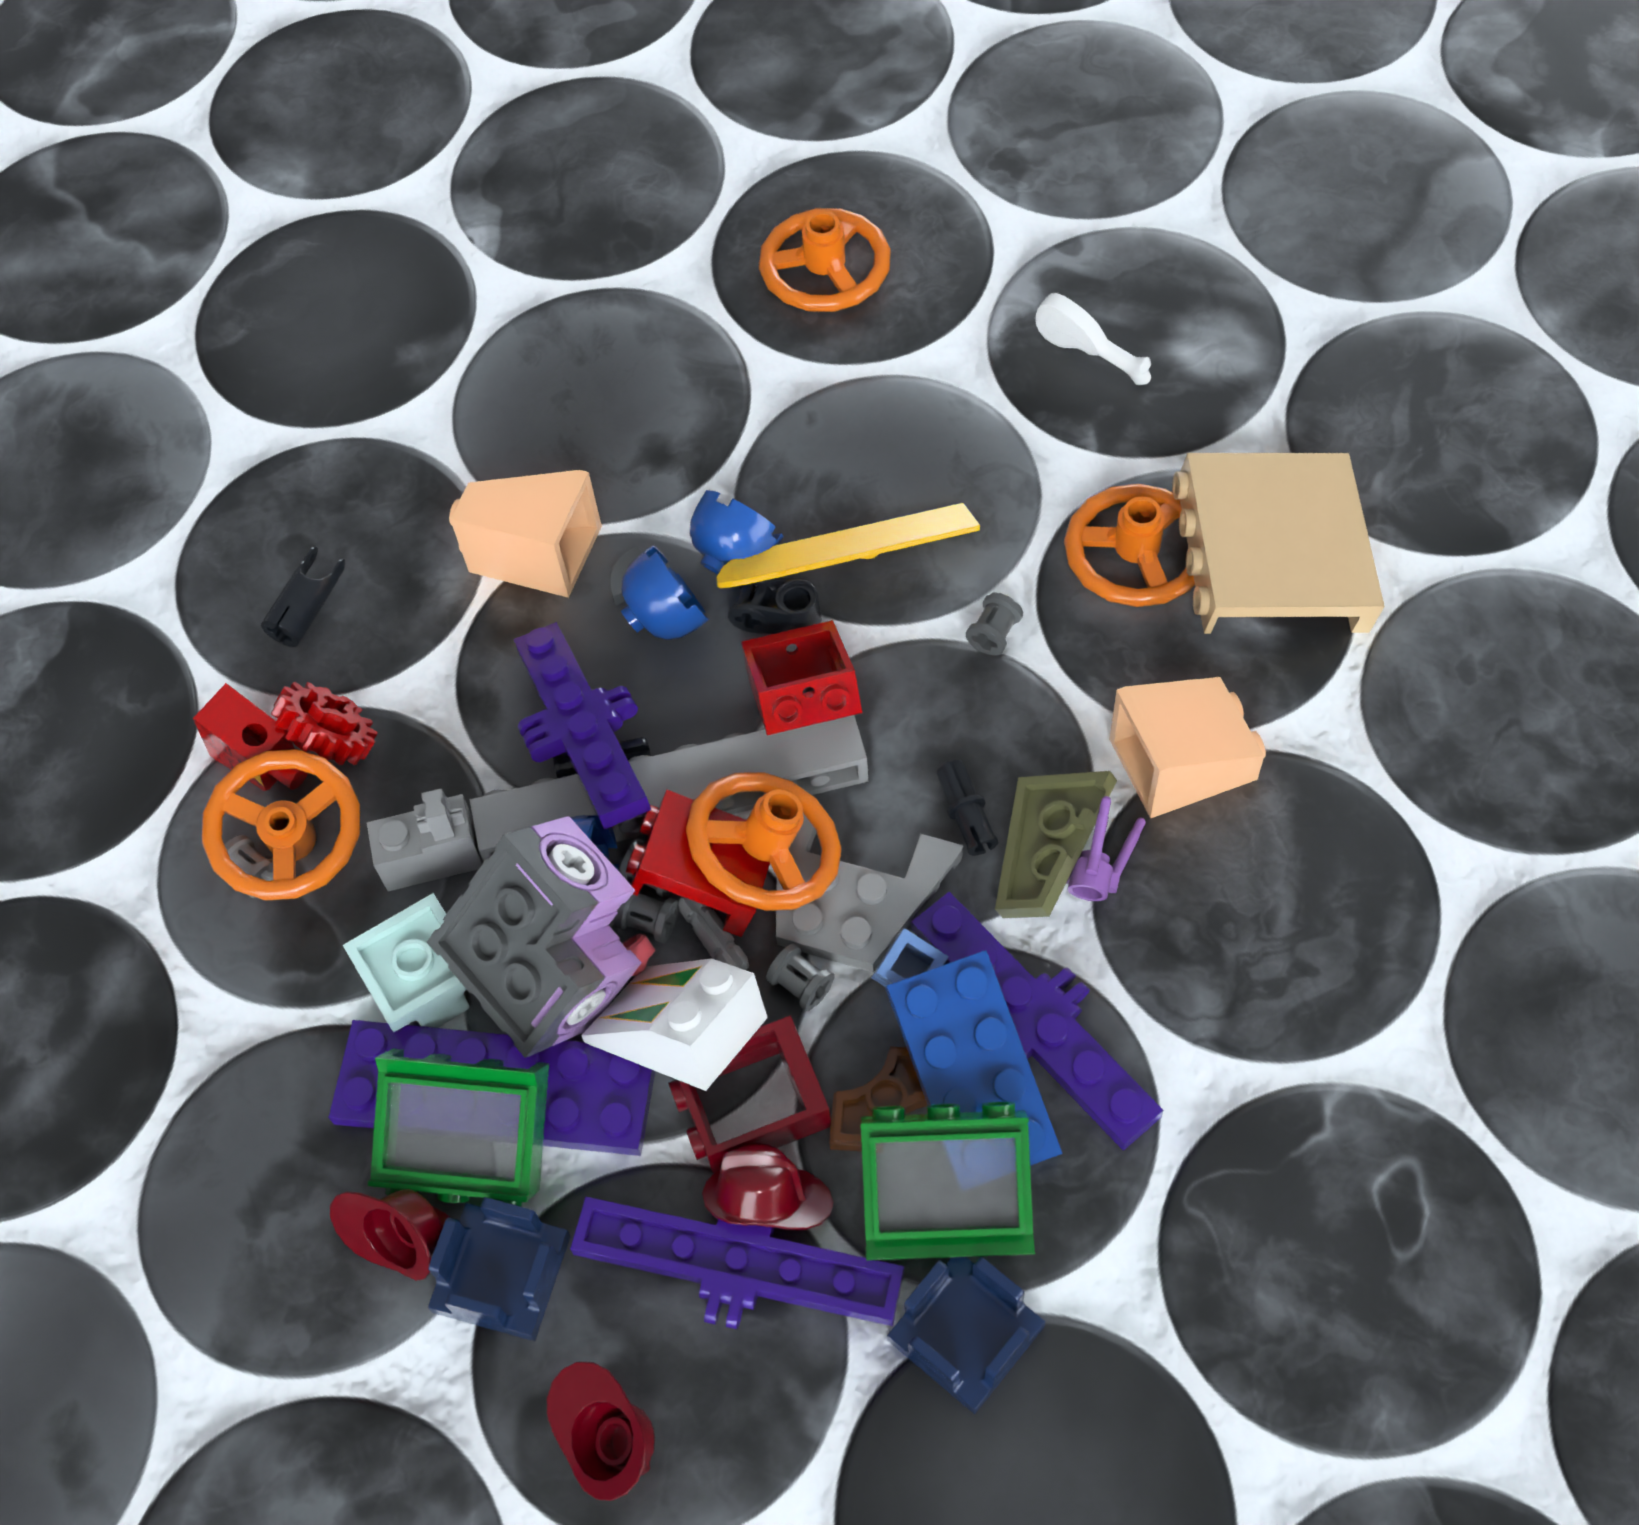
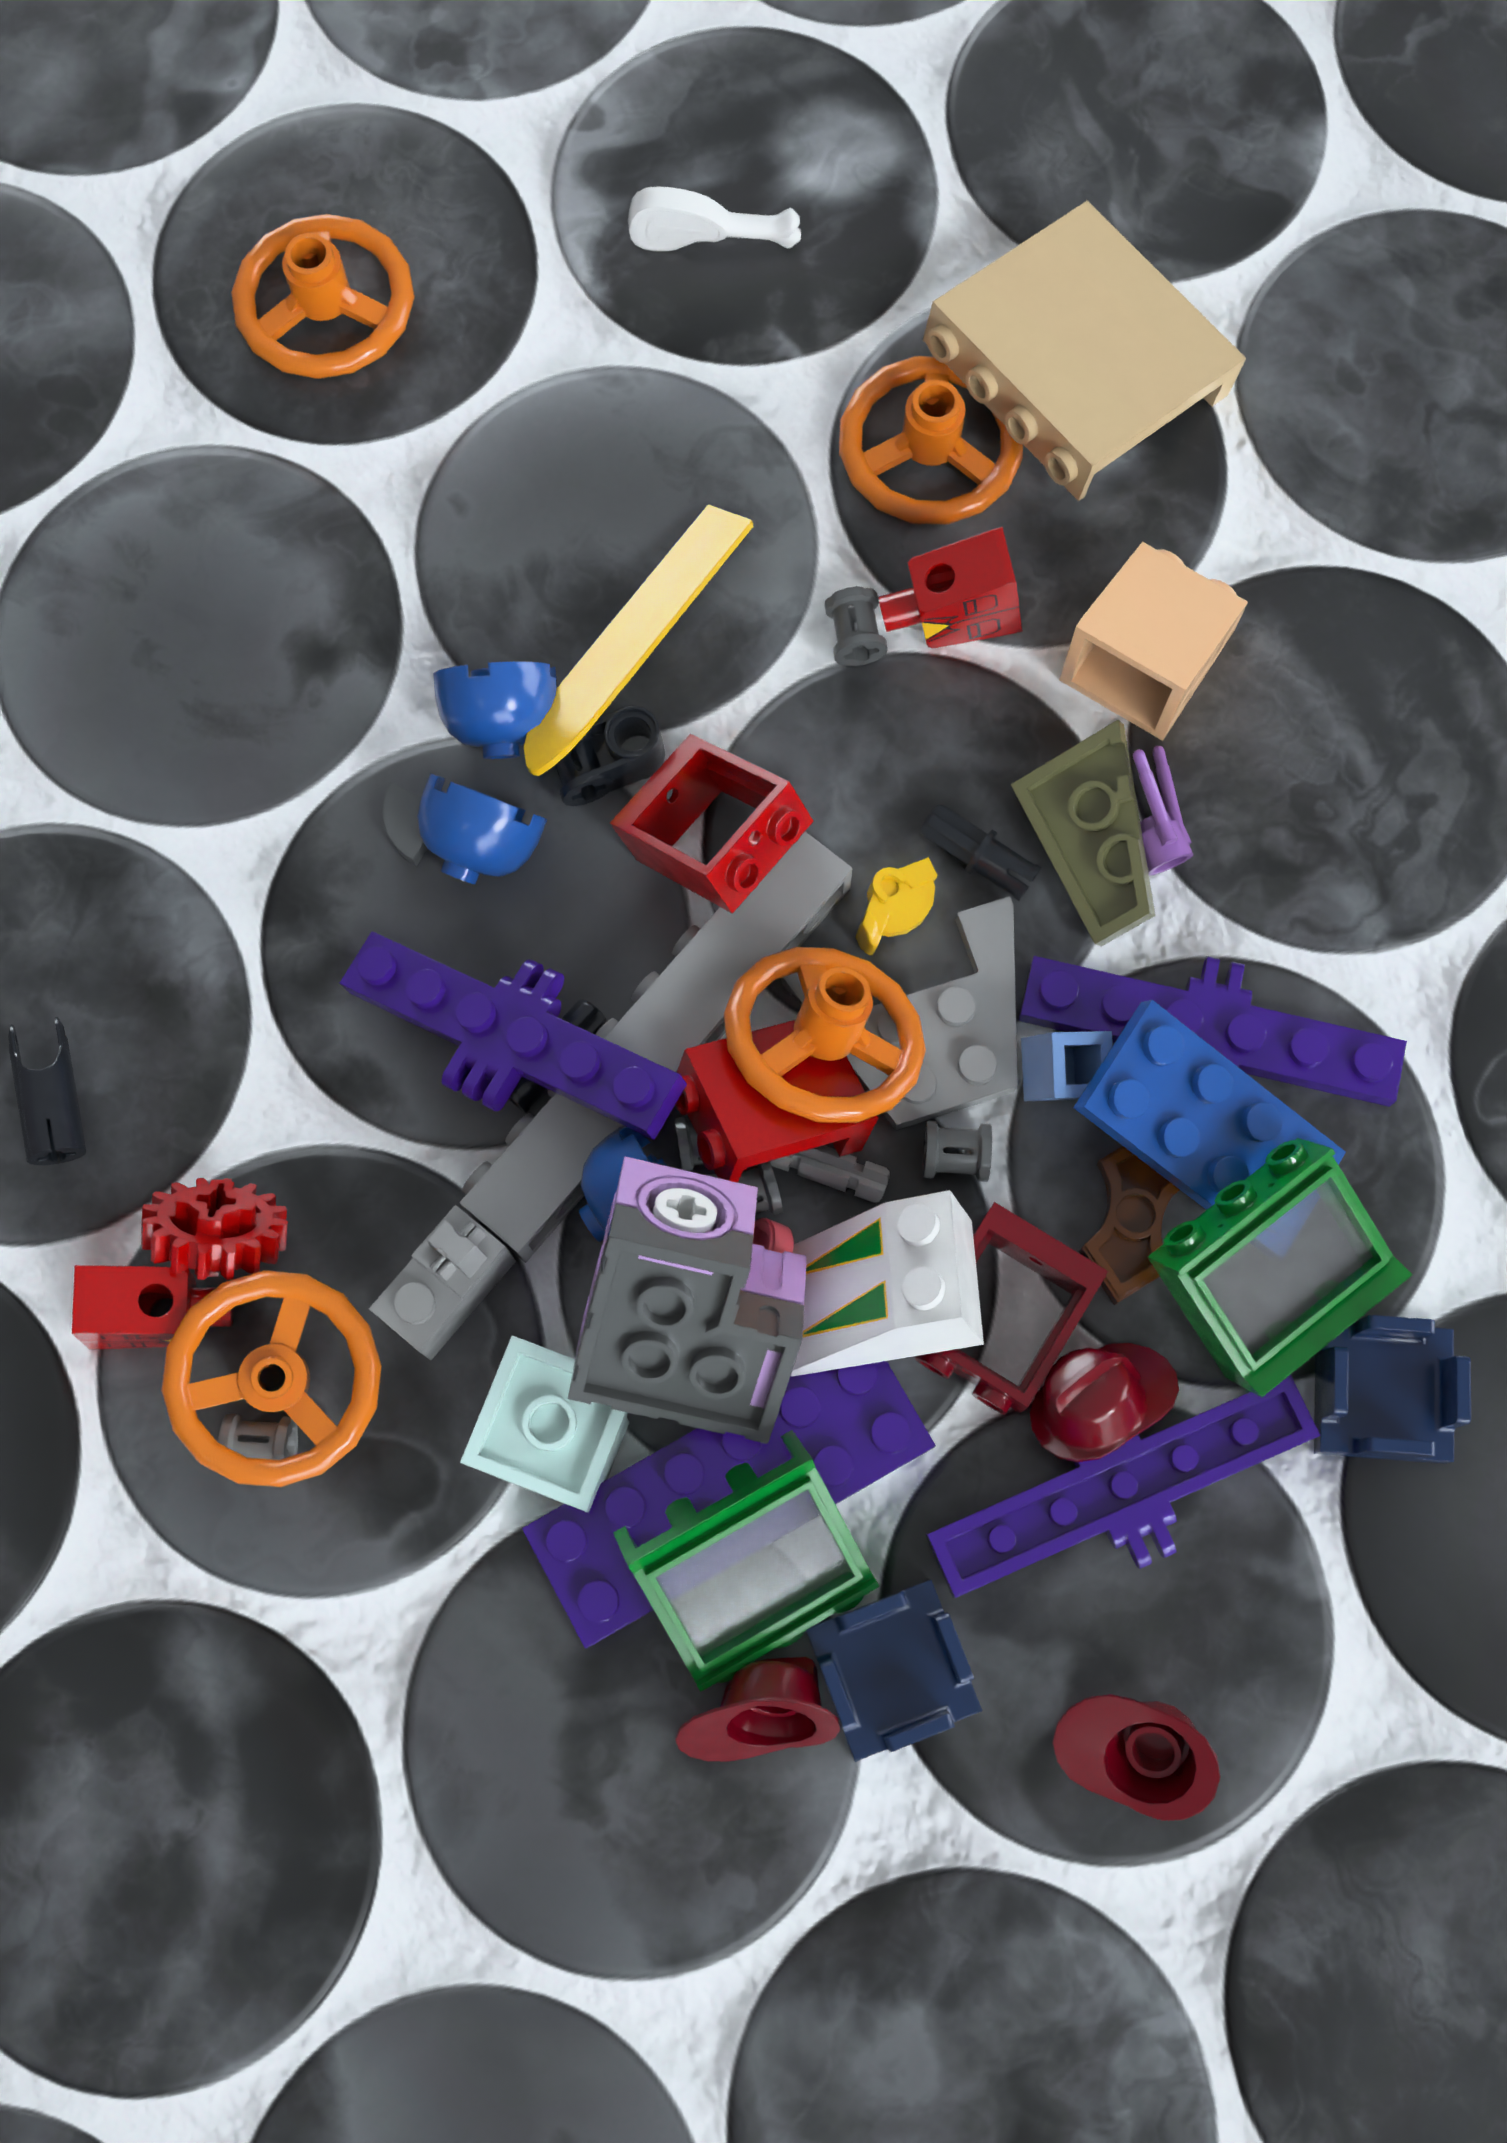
camera: 40 degrees left, 15 degrees up
(528, 529) = (257, 845): light nougat slope -> none
(887, 804) = (896, 903): none -> yellow piece
(1074, 640) = (958, 593): none -> red torso

